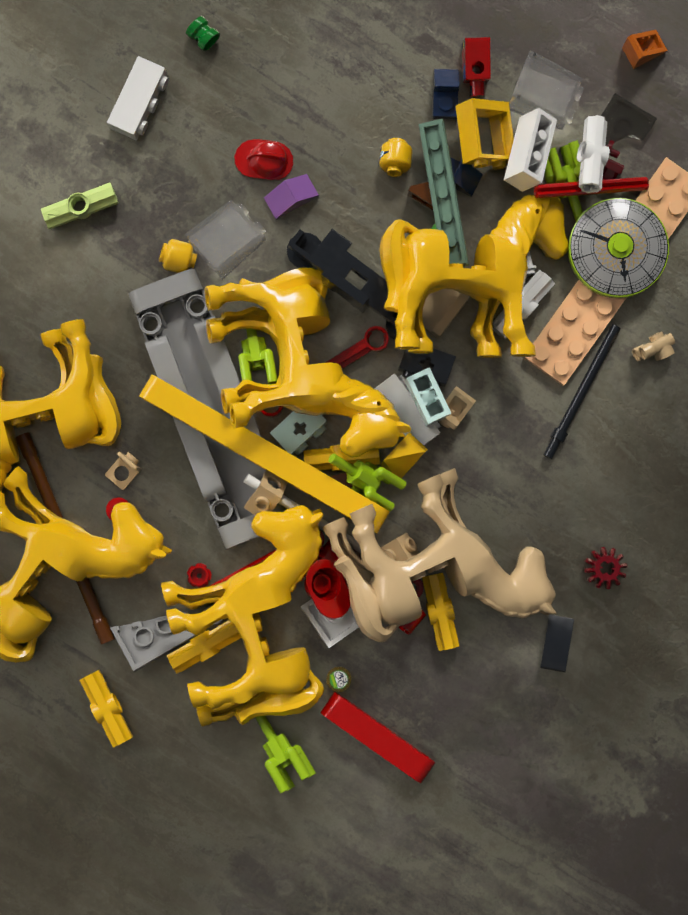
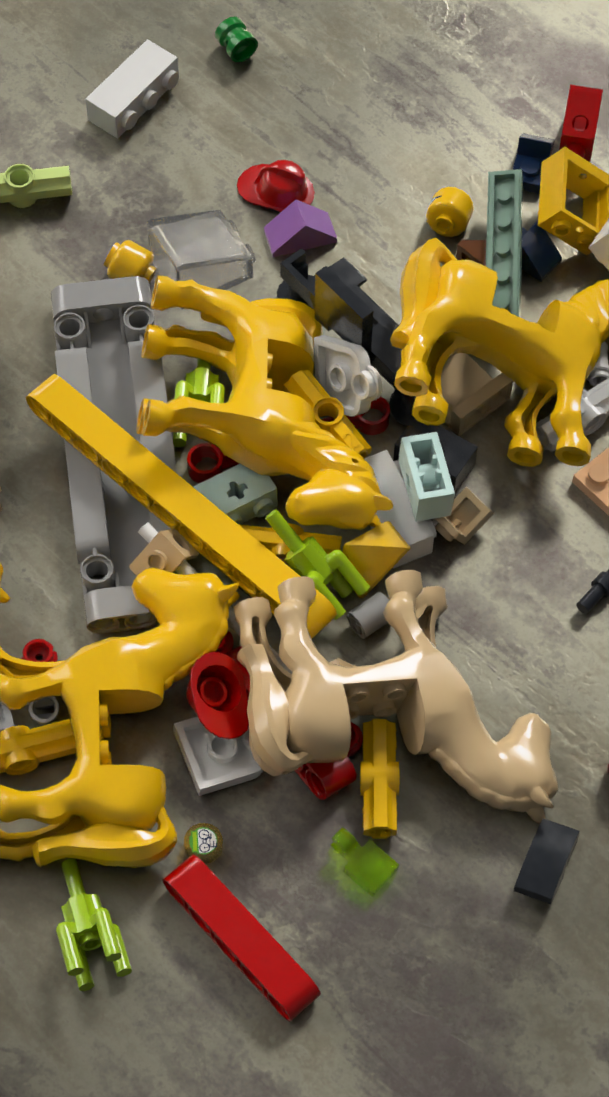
camera: 10 degrees right, 25 degrees down
(335, 347) = (307, 387): none -> yellow piece
(353, 325) = (346, 373): none -> white plate
(409, 496) = (368, 615): none -> light grey piece
(445, 669) = (367, 864): none -> clear neon green plate

